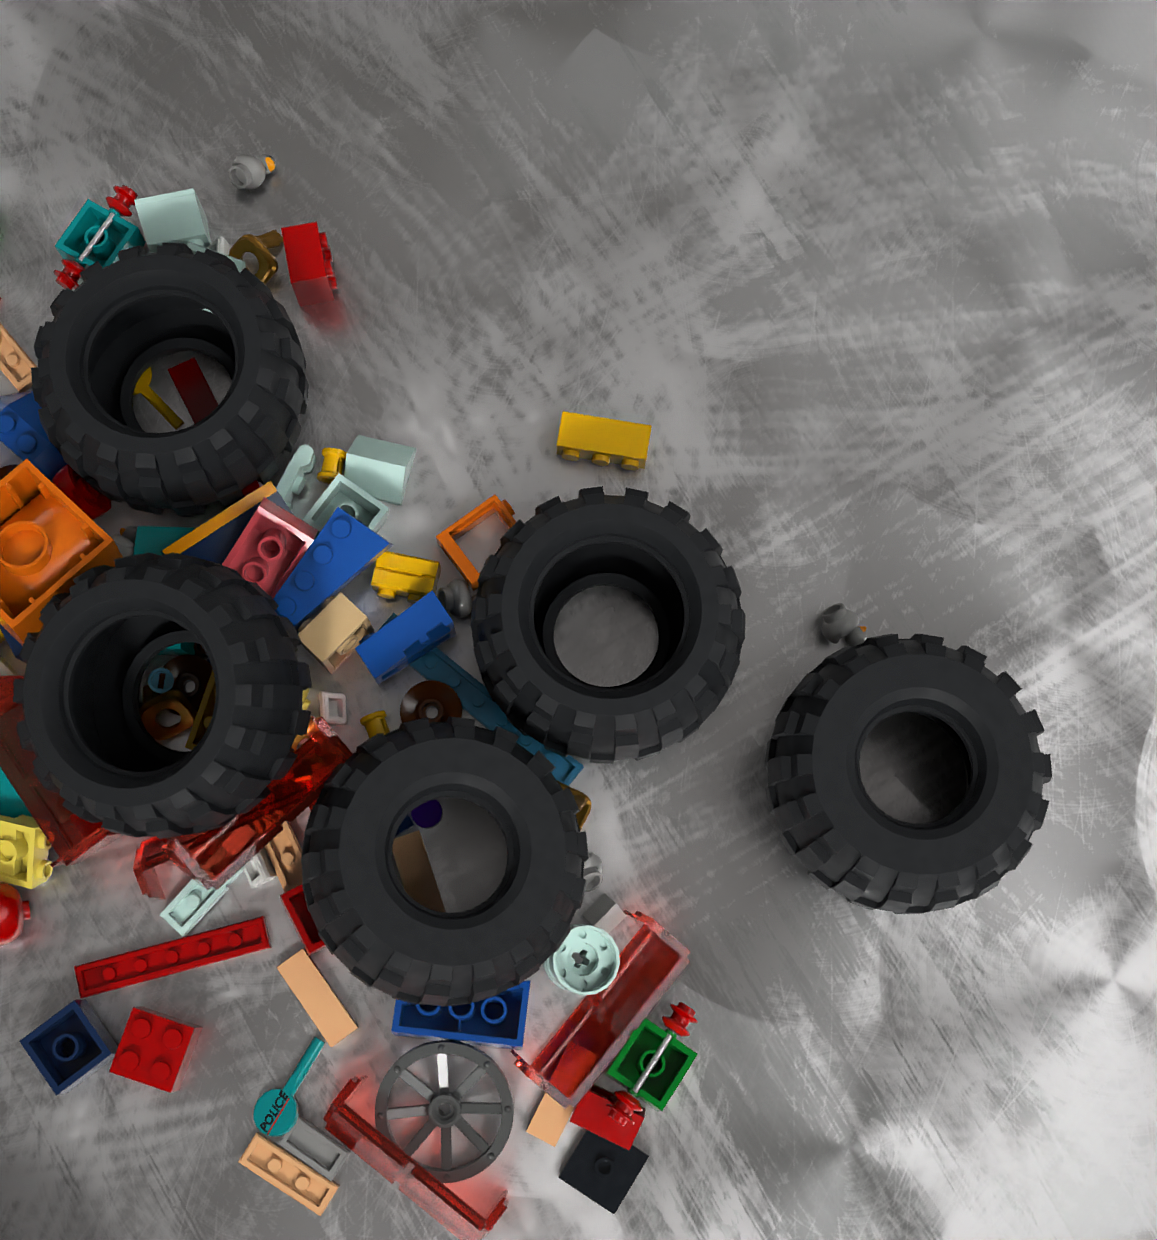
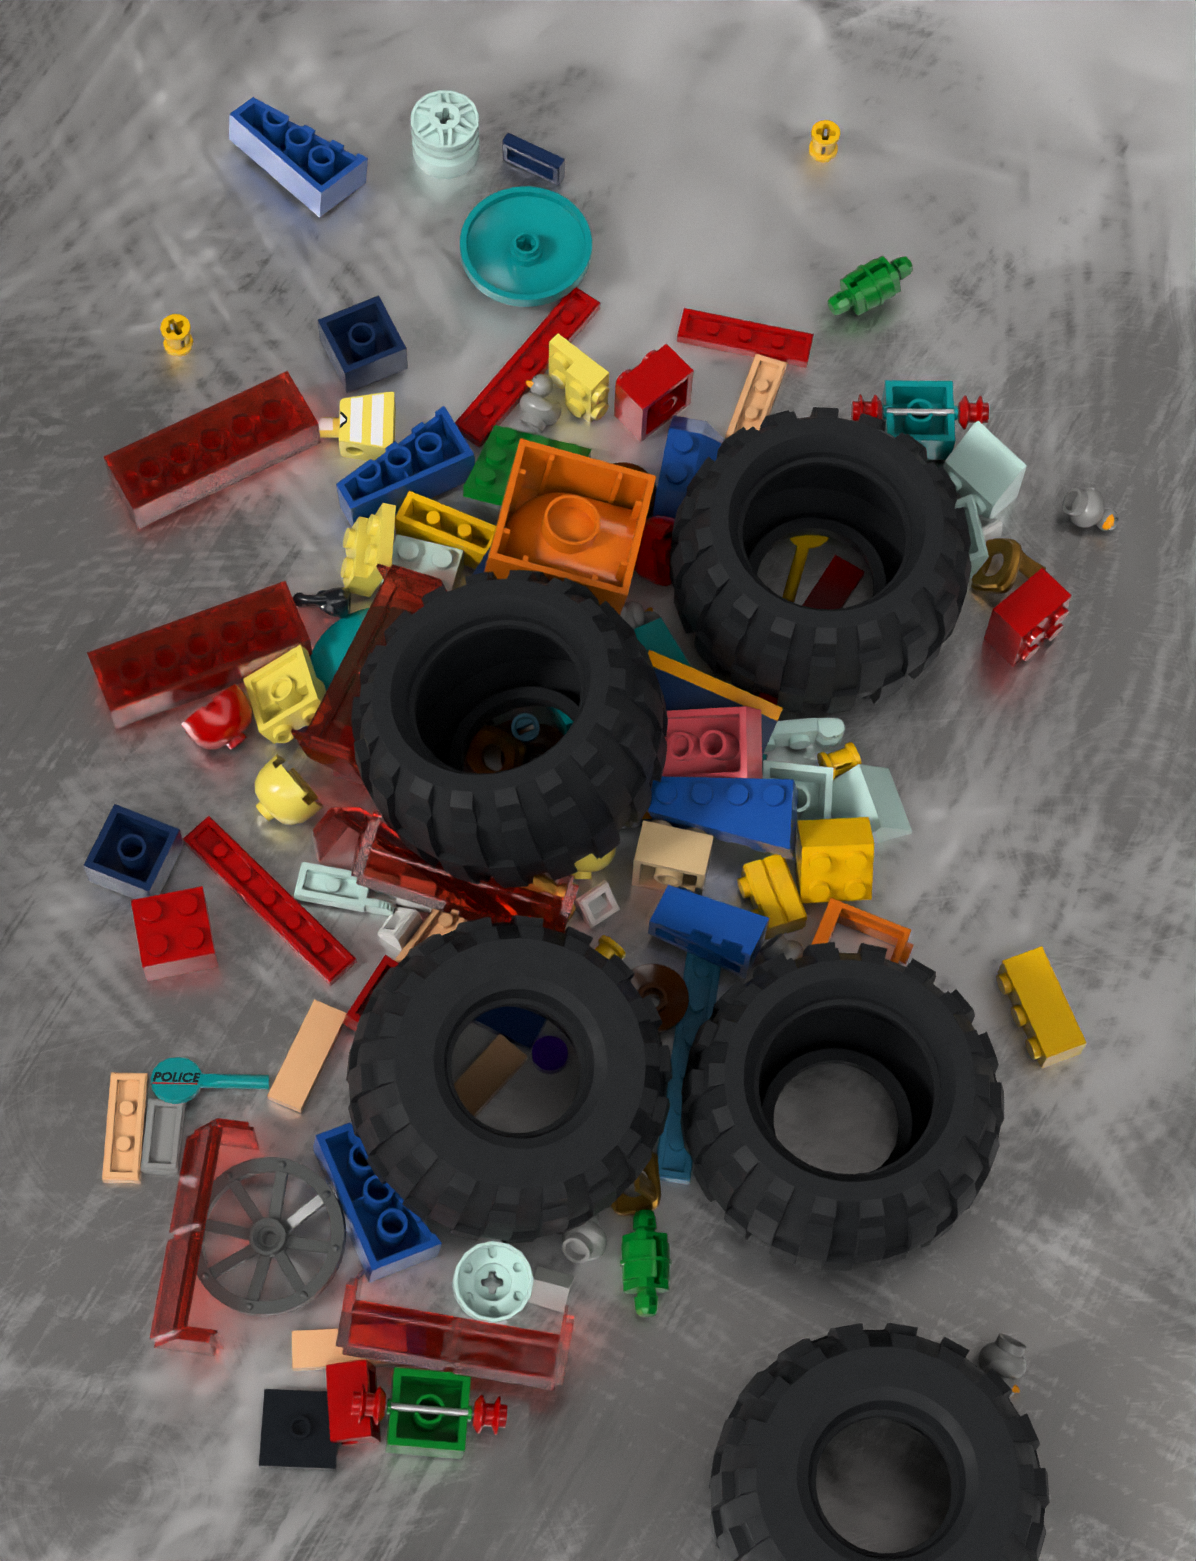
camera: 60 degrees right, 10 degrees down
(95, 896) = (284, 794): none -> light yellow cylinder
(409, 515) = (834, 859): none -> yellow brick
(628, 835) = (645, 1263): none -> green piece

